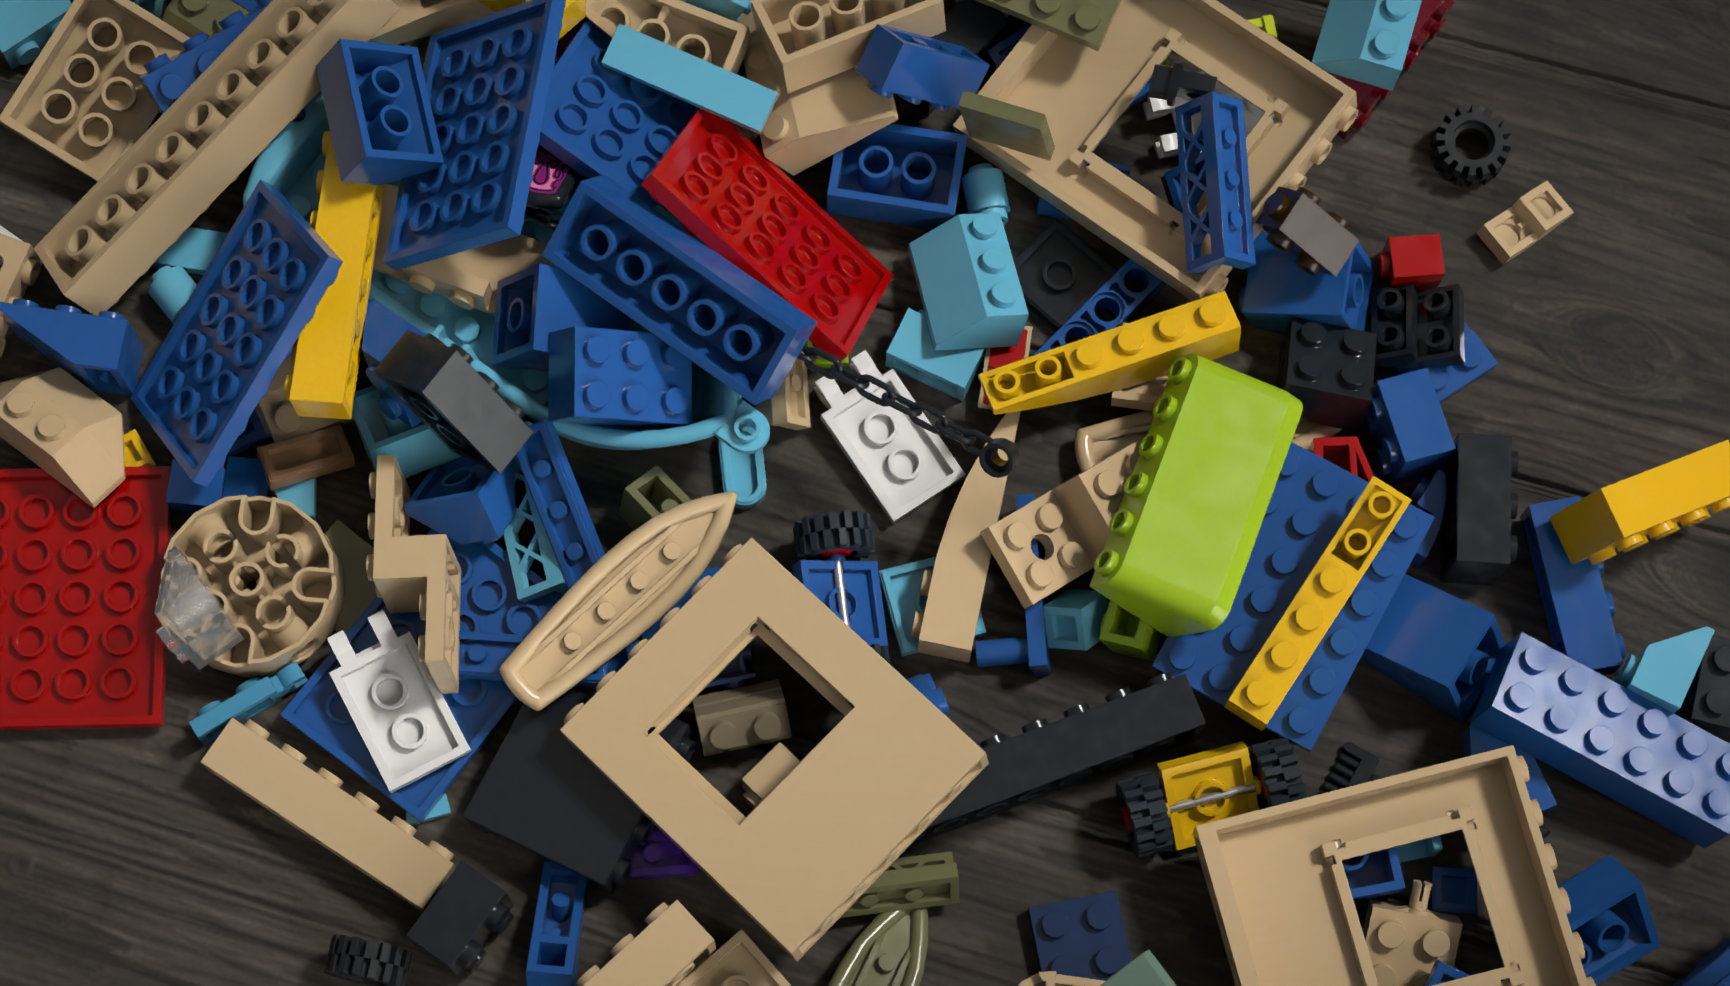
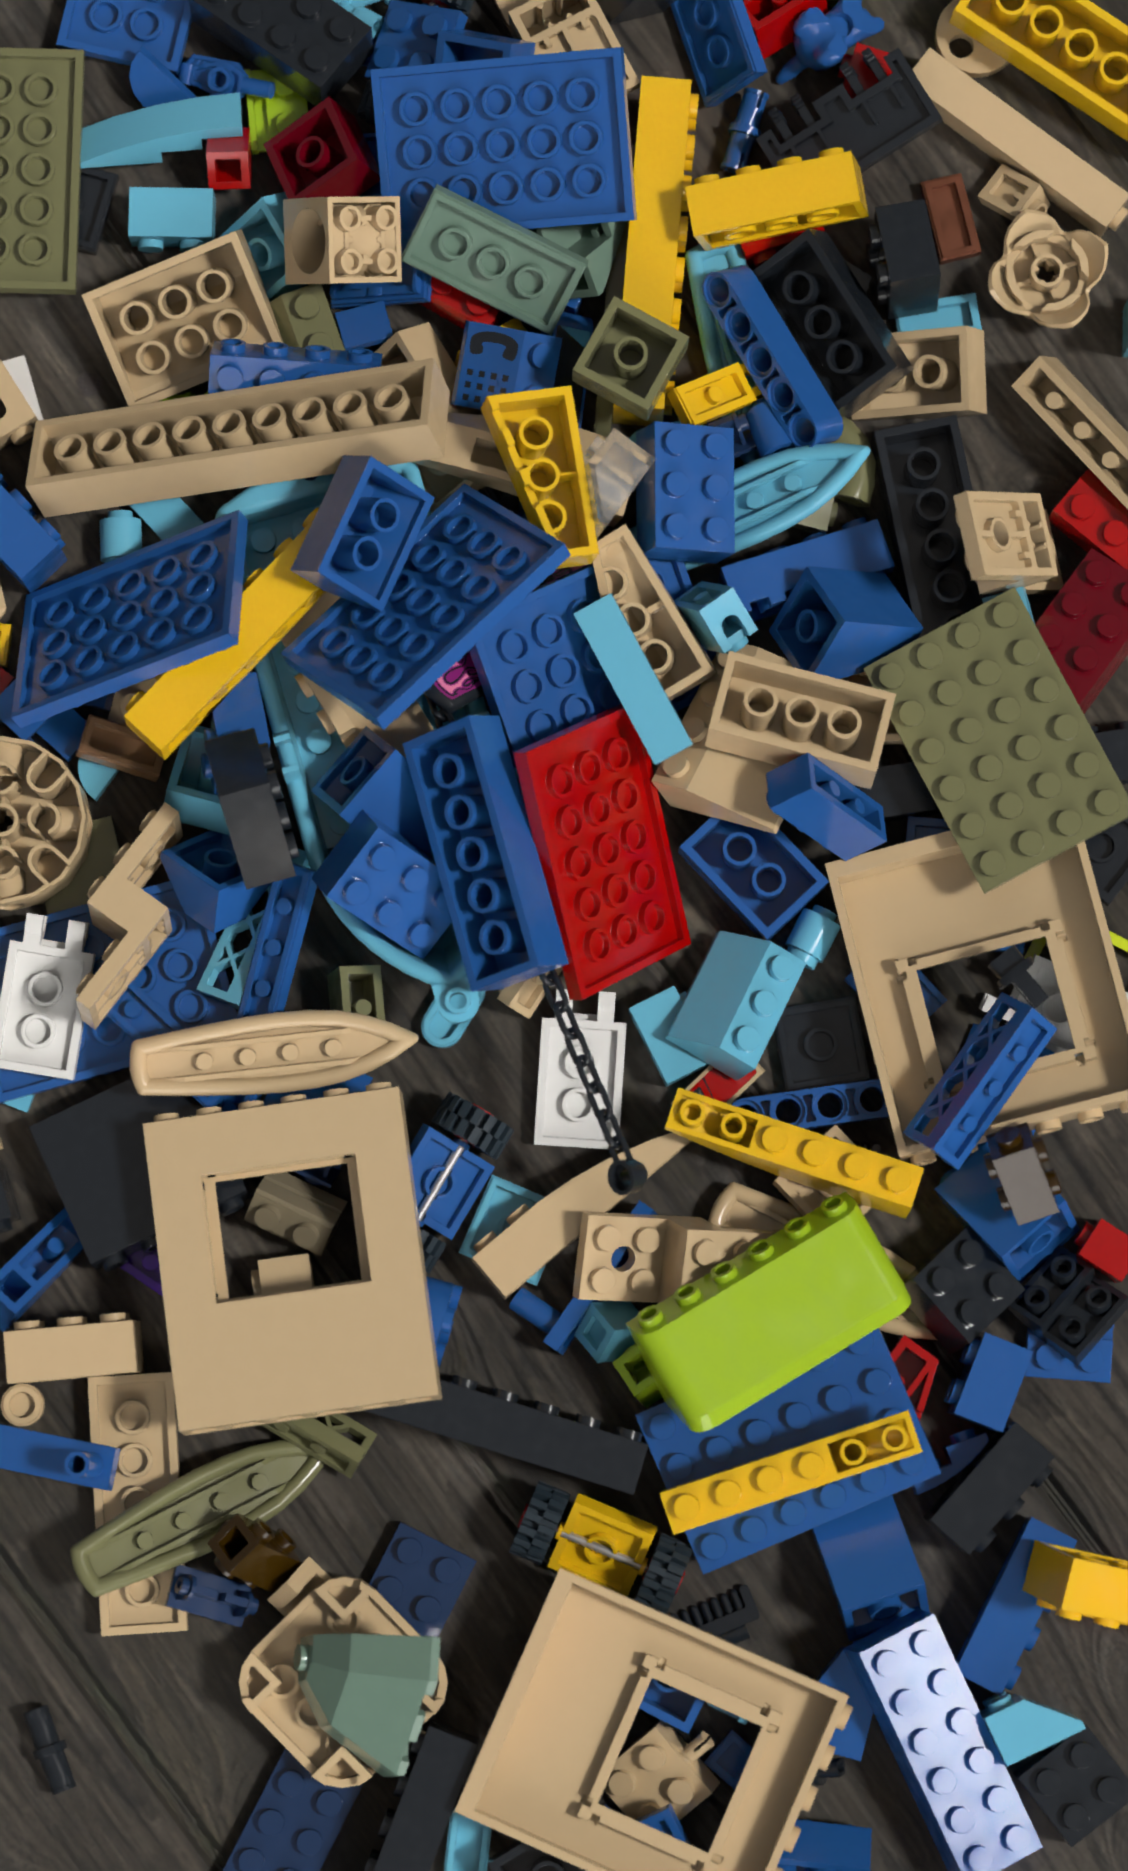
camera: 40 degrees right, 10 degrees up
(1006, 125) = (855, 905): olive tile -> none

